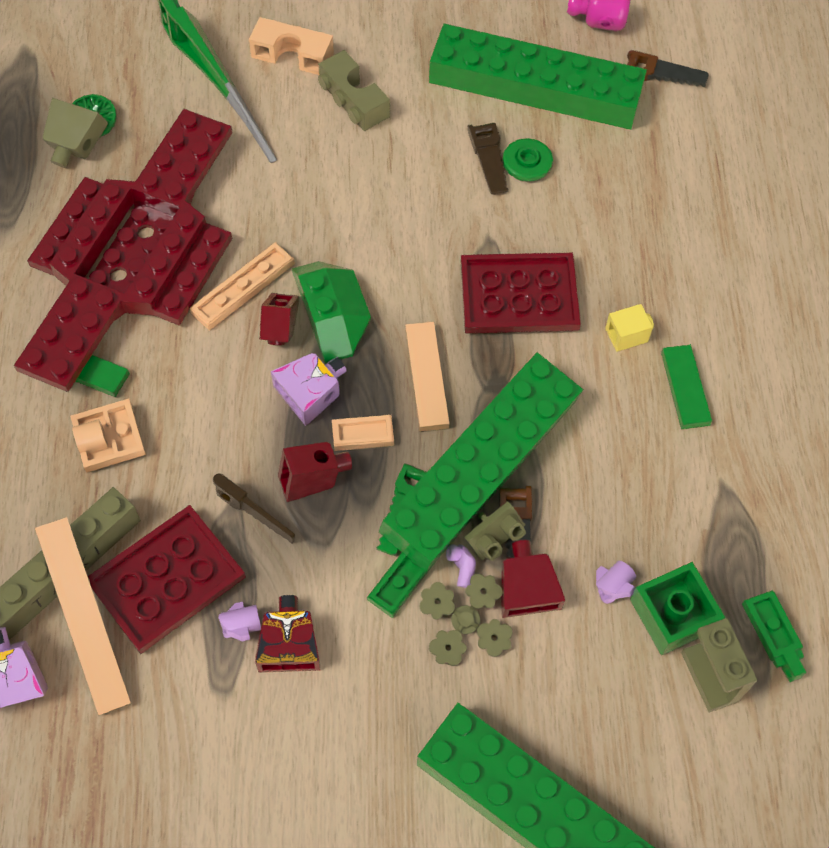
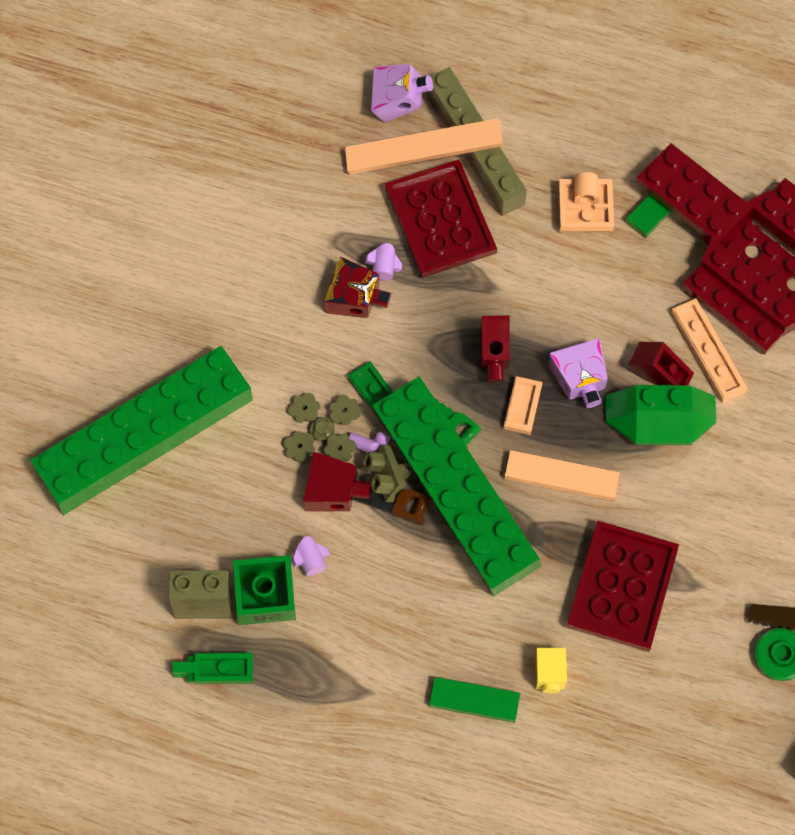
camera: 110 degrees right, 5 degrees up
(238, 499) = (491, 286): dark brown piece -> none

